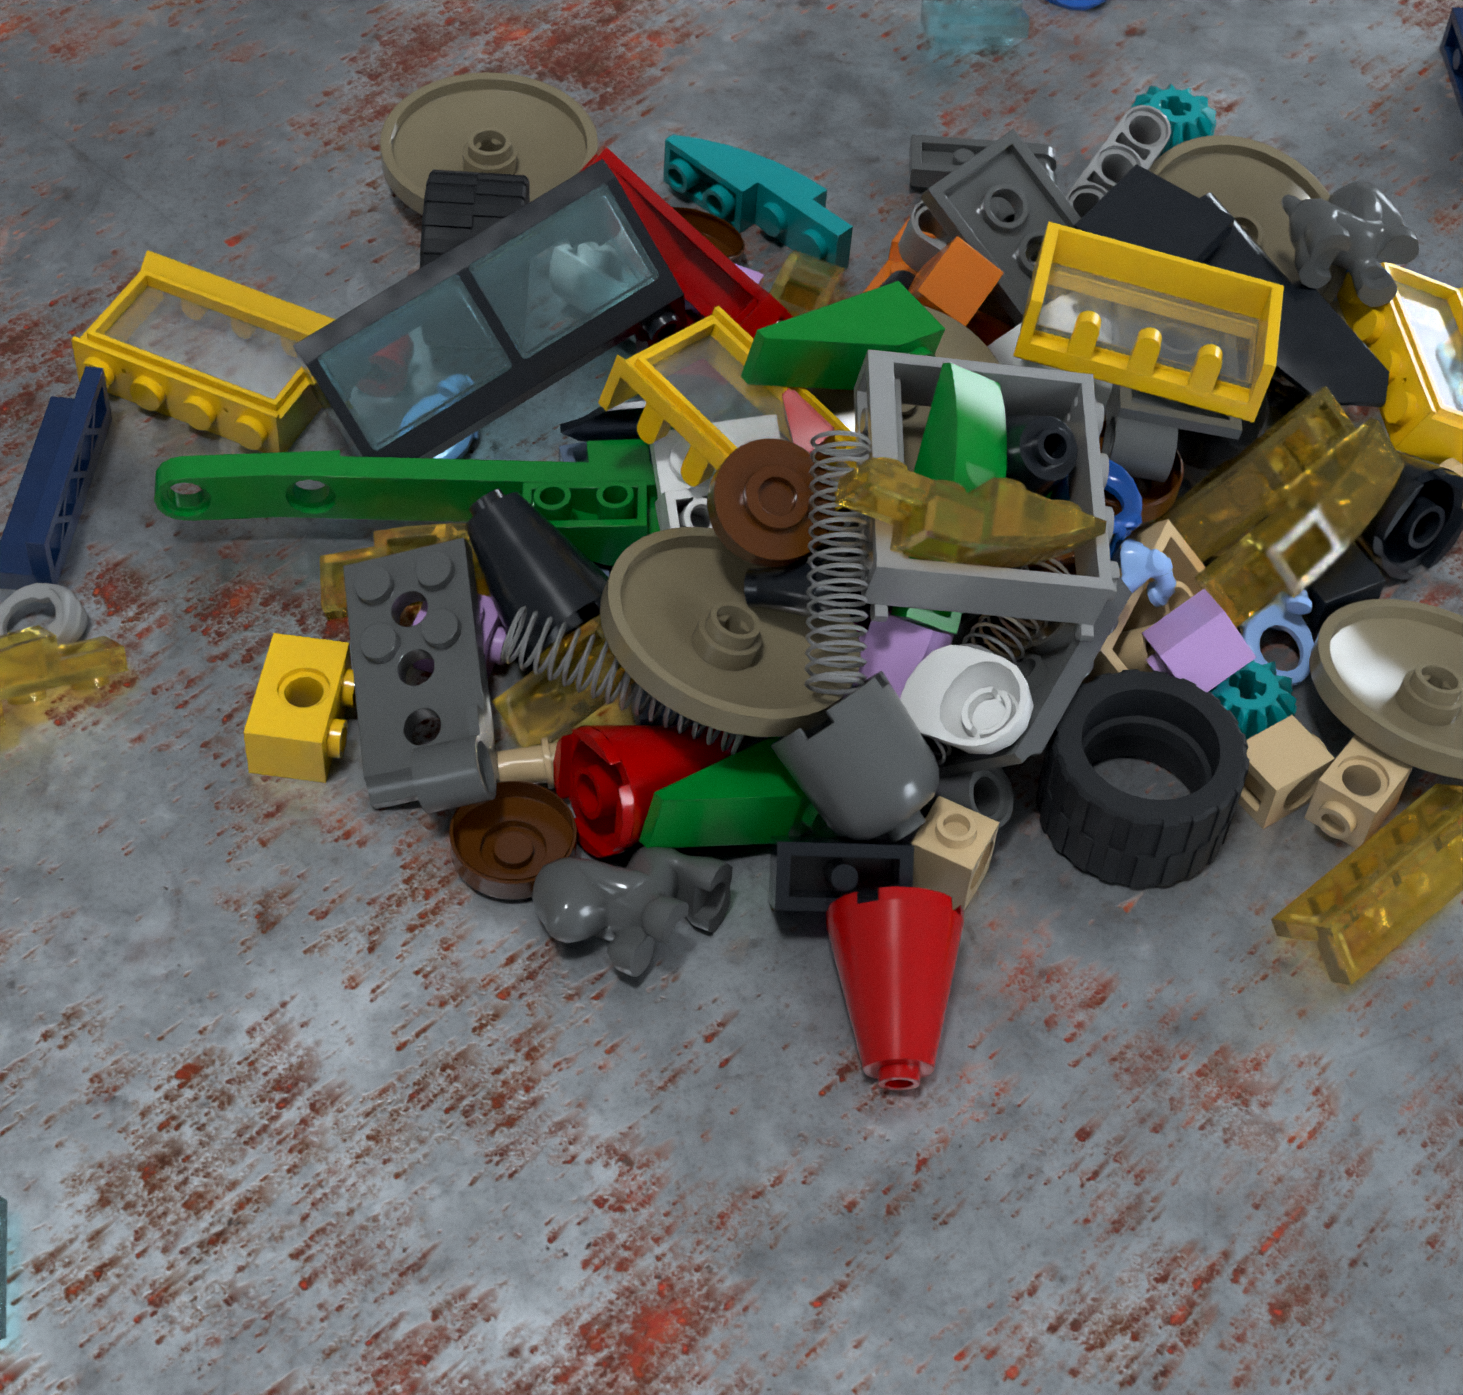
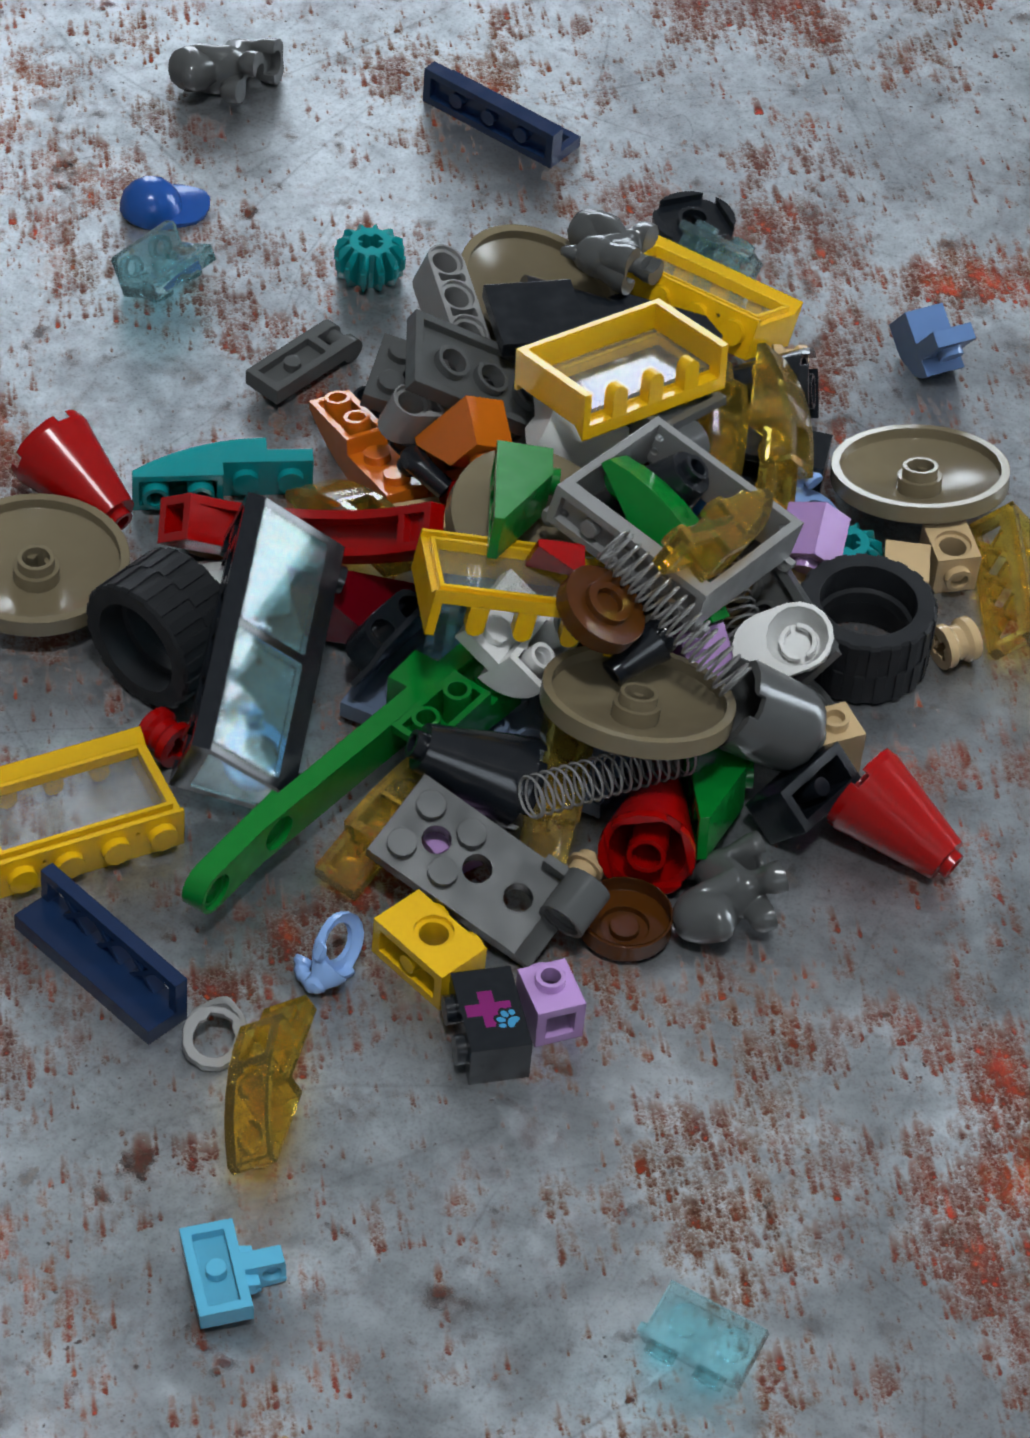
camera: 50 degrees left, 5 degrees down
(201, 654) = (333, 972): none -> light blue piece
(240, 816) = (487, 1025): none -> black brick
(321, 845) = (551, 1002): none -> lavender brick
(635, 95) = (71, 463): none -> red cone
(1236, 875) = (956, 643): none -> tan wheel

